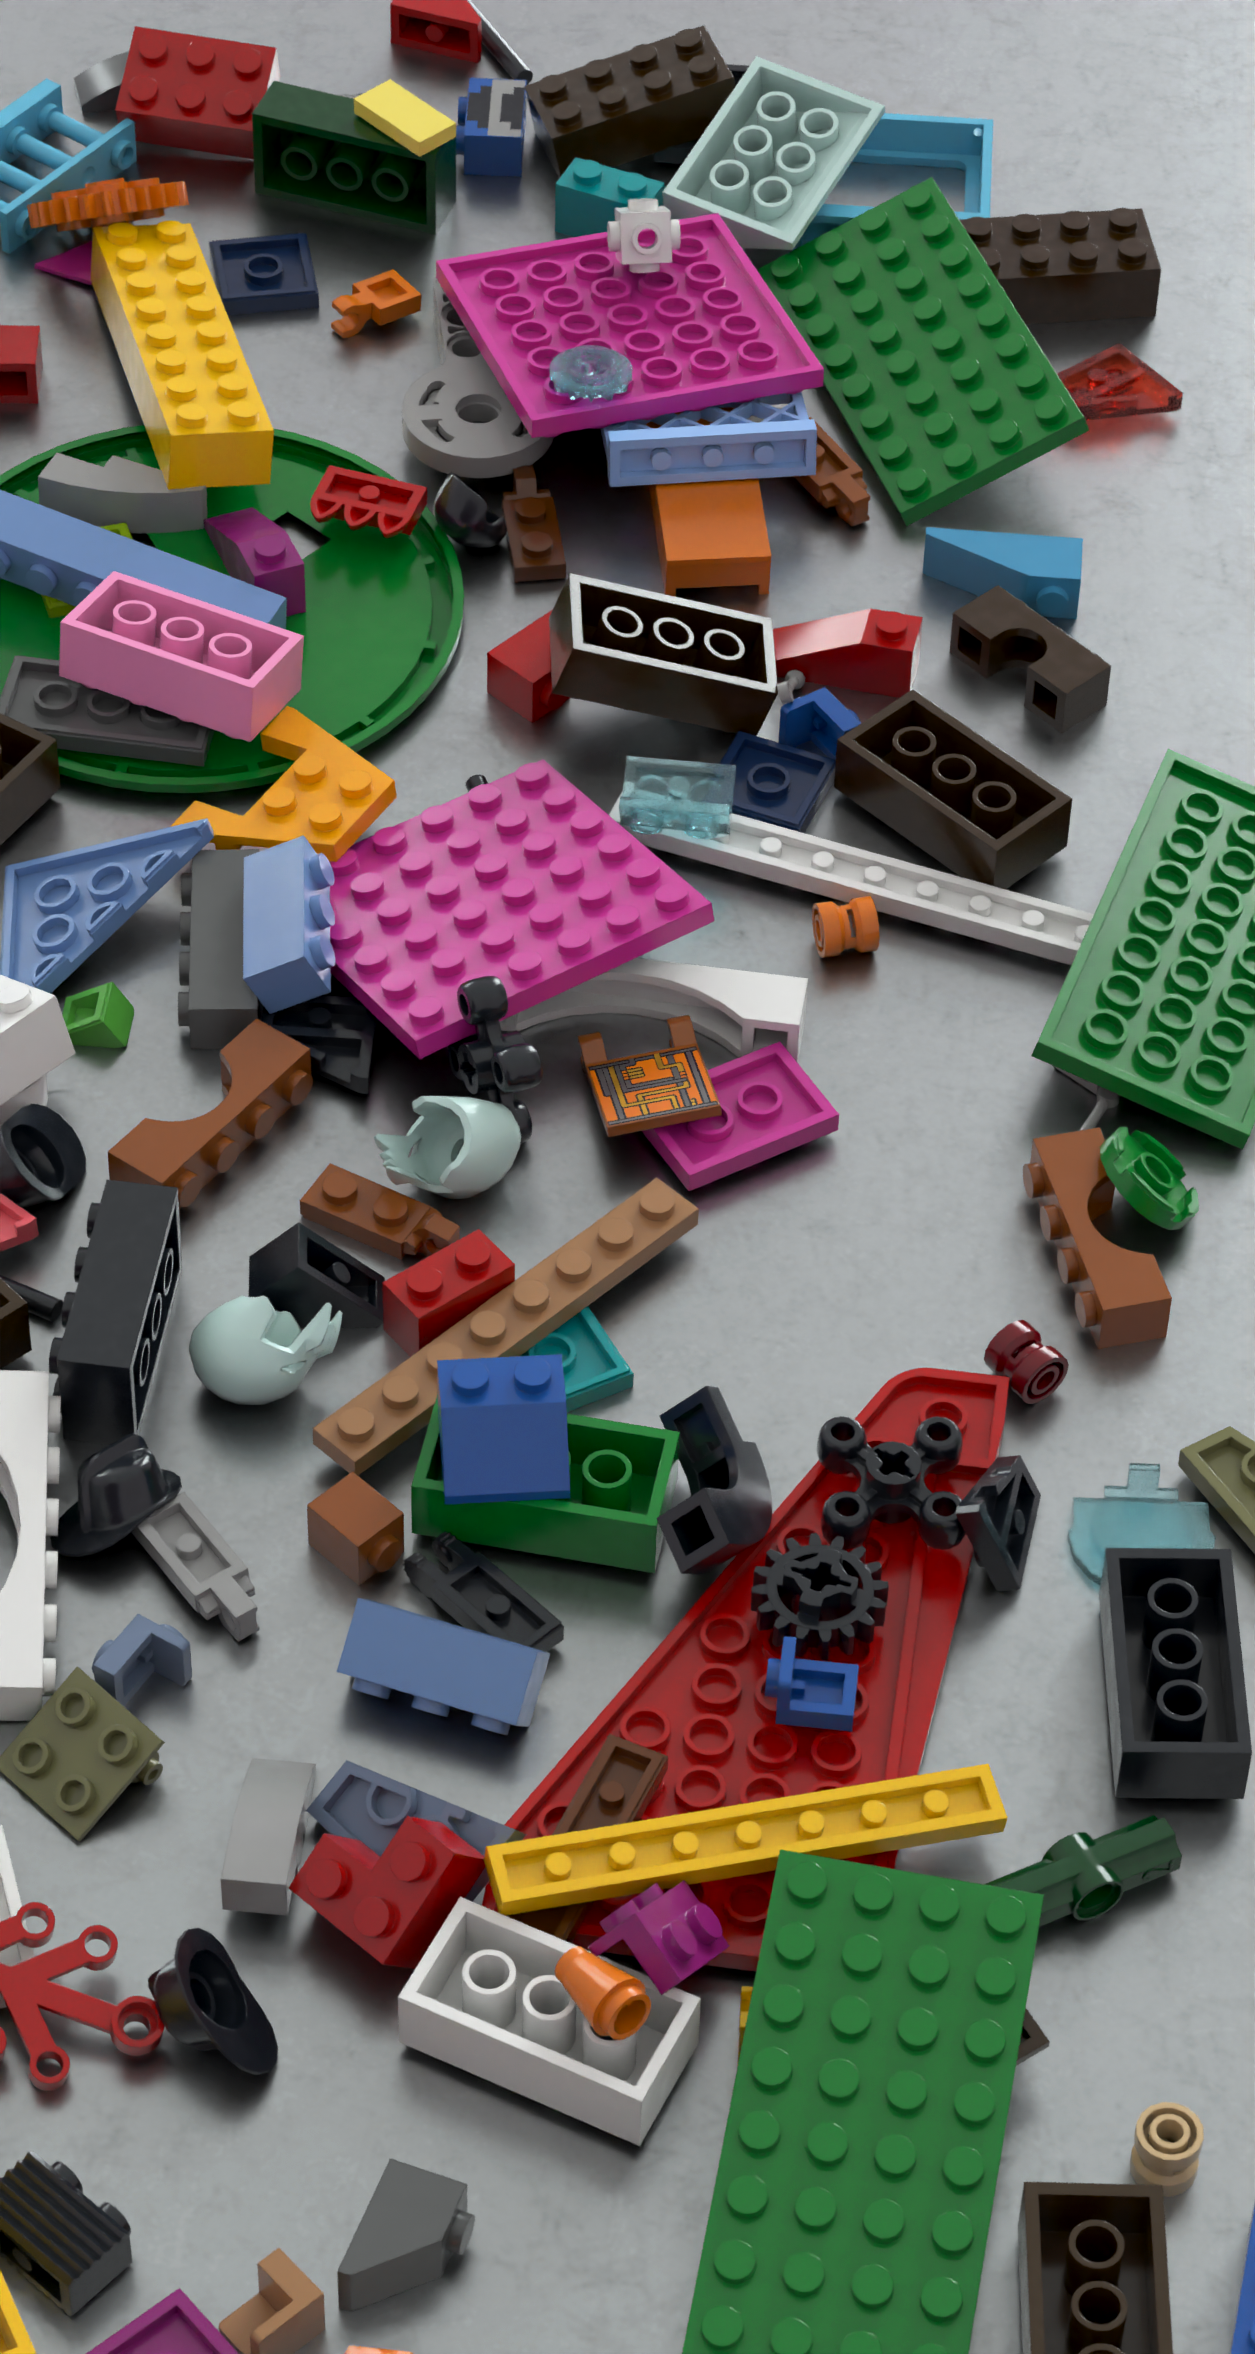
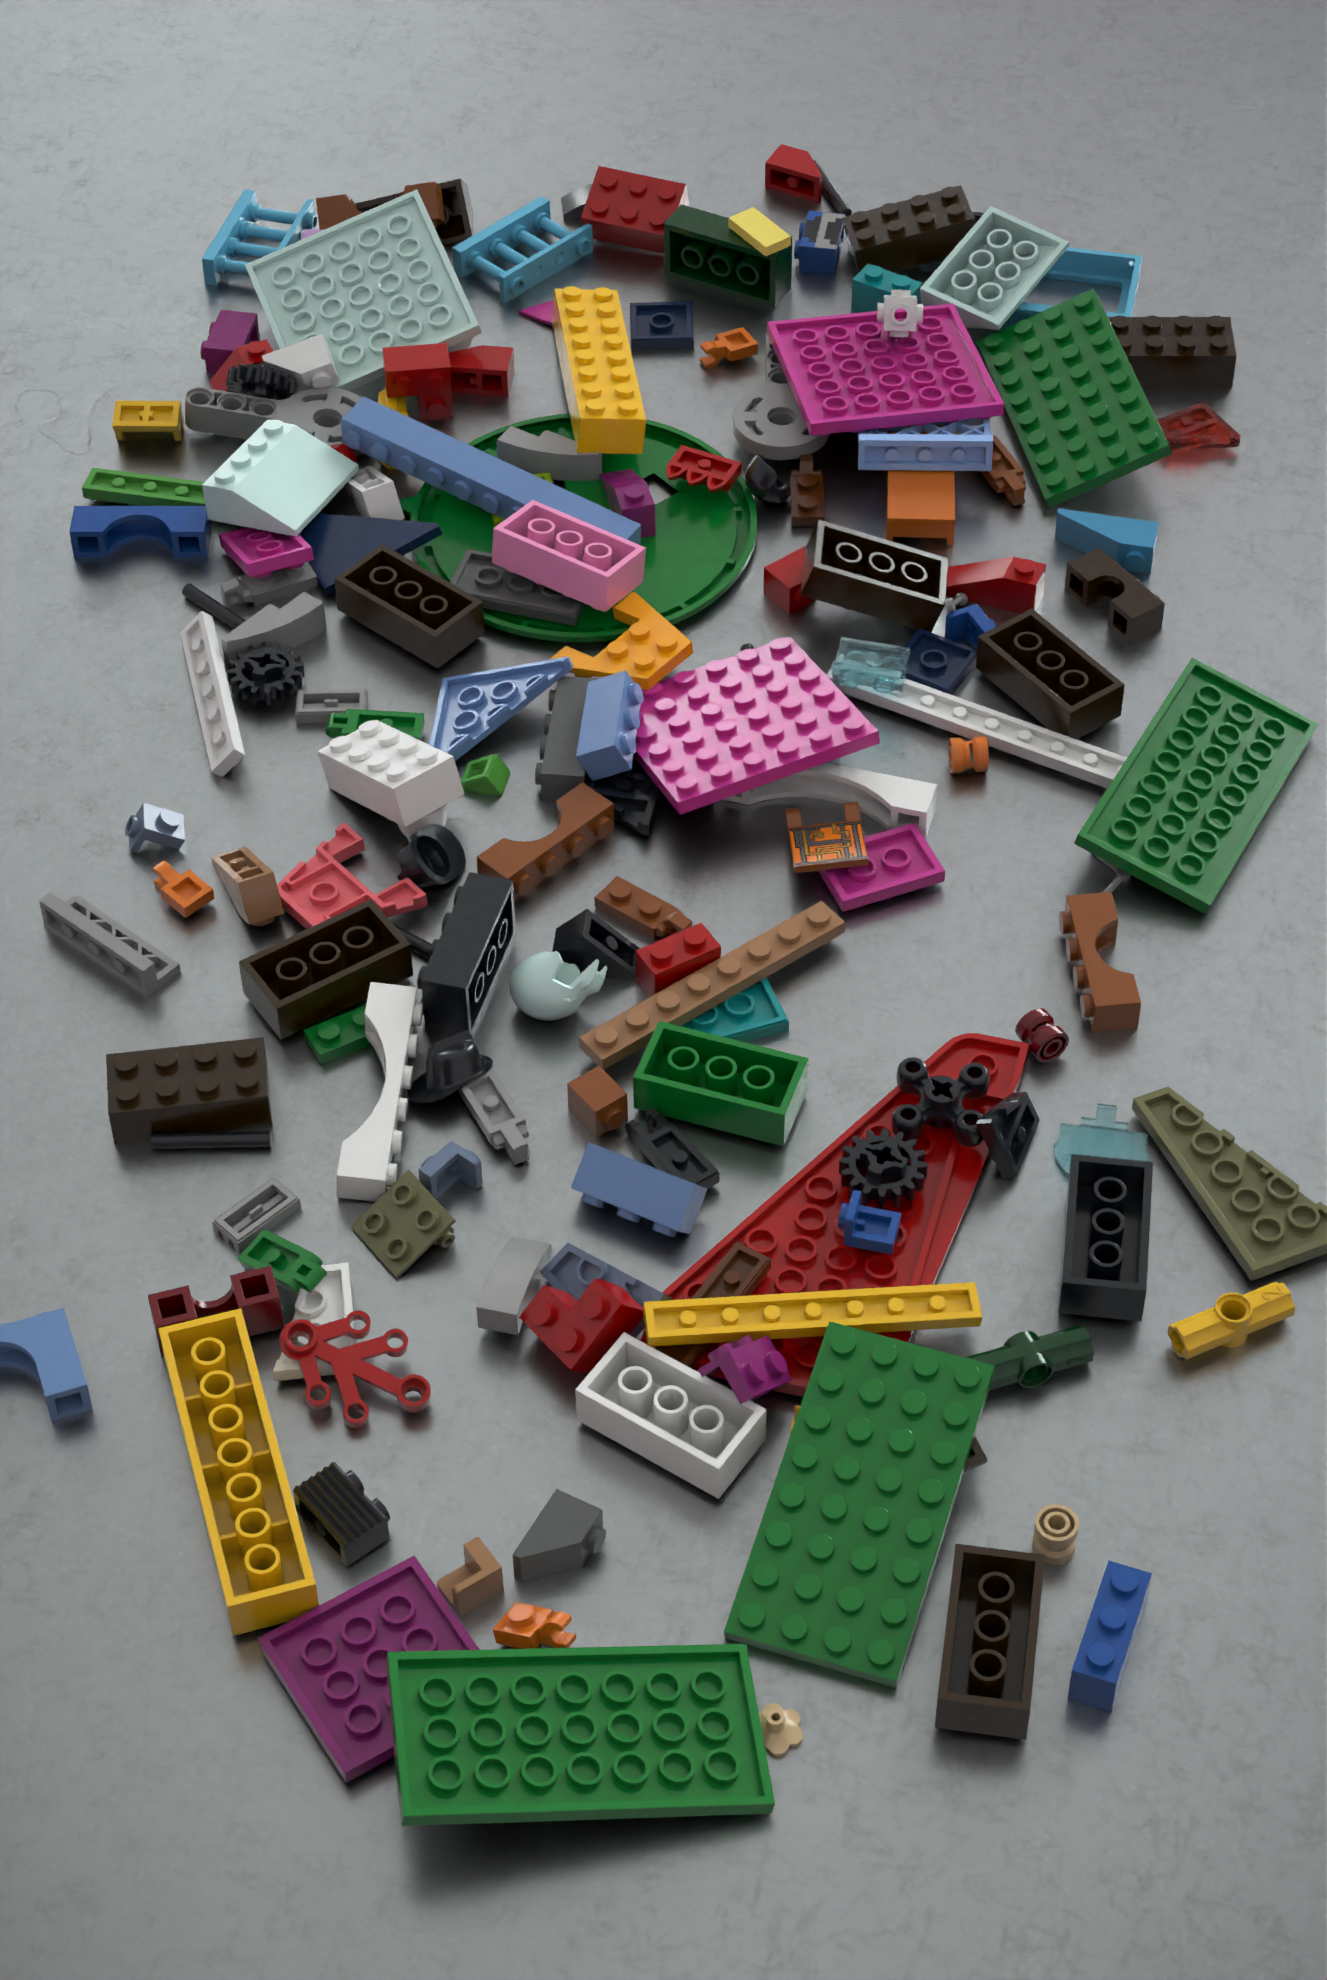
camera: 10 degrees right, 0 degrees up
(107, 203) = (566, 274): orange gear -> none
(210, 2005) = (460, 1385): black piece -> none
(457, 1147) = (699, 871): light aqua helmet -> none
(490, 1058) = (727, 820): black gear -> none
(503, 1429) = (694, 1045): blue slope -> none
(578, 372) = (852, 396): clear light blue gear -> none
(604, 1994) = (704, 1400): orange cone -> none
(726, 1482) = (836, 1096): black arch -> none
(1149, 1178) = (1139, 926): green tile -> none

